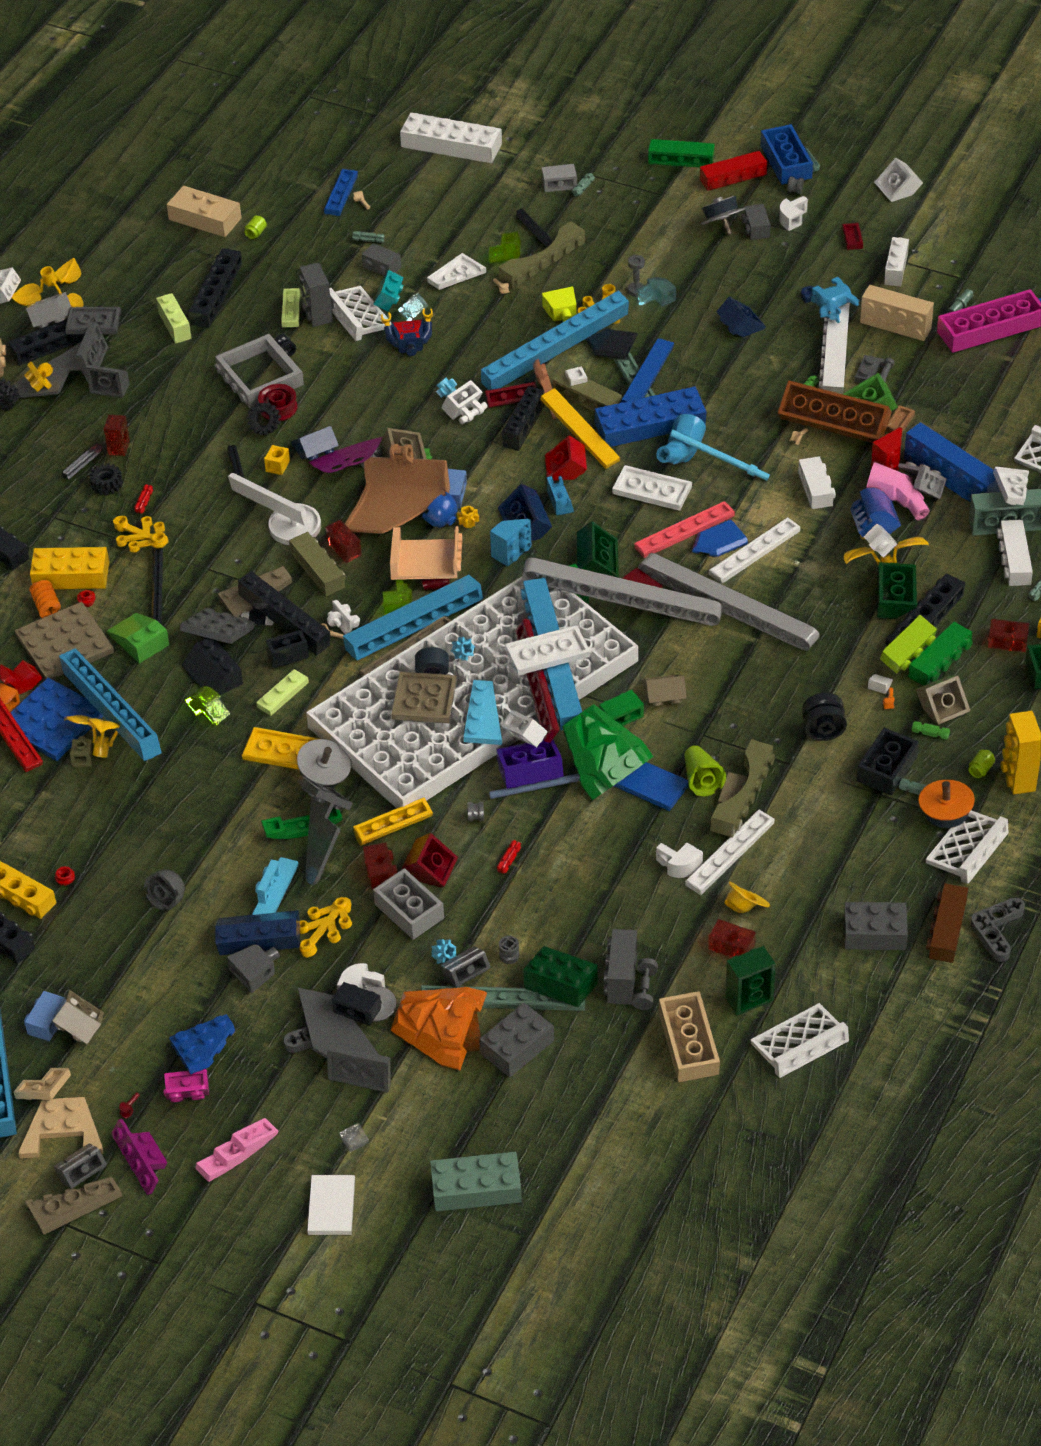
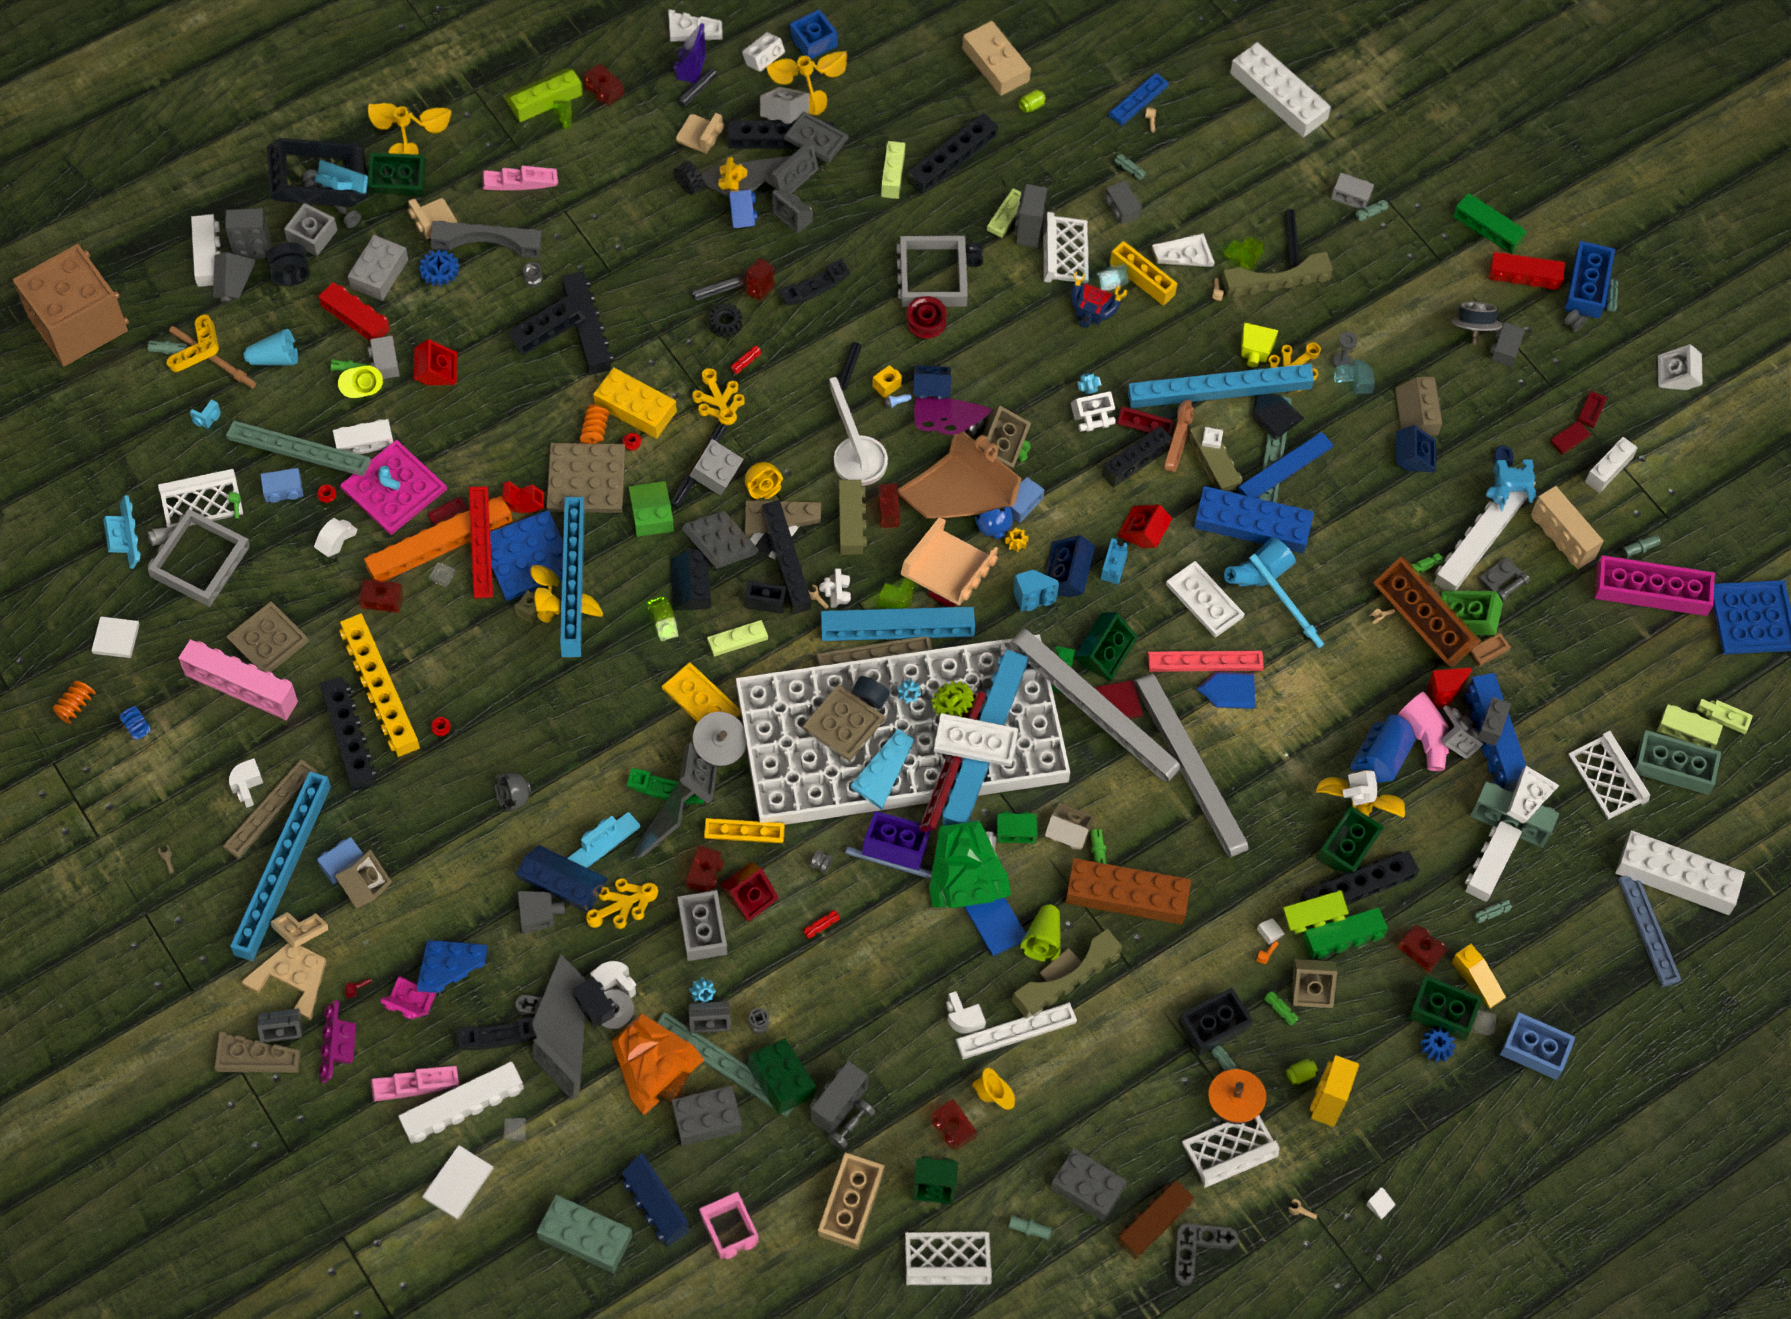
camera: 25 degrees right, 15 degrees up
(37, 254) = (813, 34): none -> blue brick
(64, 394) = (742, 207): none -> brick
(167, 422) = (816, 285): none -> black slope
(175, 579) = (716, 467): none -> light grey brick
(223, 570) = (763, 480): none -> yellow cylinder
(253, 418) = (892, 334): black tyre -> none
(287, 1076) = (496, 1036): none -> black slope
(289, 473) = (891, 401): none -> light blue piece
(290, 1141) = (461, 1102): none -> white brick
(388, 291) = (1105, 243): teal brick -> none
(437, 296) = (1144, 273): none -> yellow brick
(503, 634) = (953, 699): none -> lime gear
(520, 1121) = (655, 1201): none -> dark blue slope
(524, 728) = (907, 807): white brick -> none
(580, 428) = (1180, 497): yellow tile -> none
(589, 1090) = (720, 1207): none -> bright pink window
(699, 694) = (1098, 848): none -> bright green pin
(717, 285) = (1419, 405): none -> dark tan slope
(745, 708) = (1128, 891): none -> dark orange brick
(754, 550) = (1254, 720): white tile -> none
(791, 212) = (1548, 349): white brick -> none
(816, 482) = (1360, 678): white brick -> none
(824, 716) = (1188, 943): black wheel -> none
(850, 981) = (1030, 1227): none -> sand green pin
(851, 260) = (1570, 438): none -> dark red tile
(947, 449) = (1494, 721): none -> dark grey brick

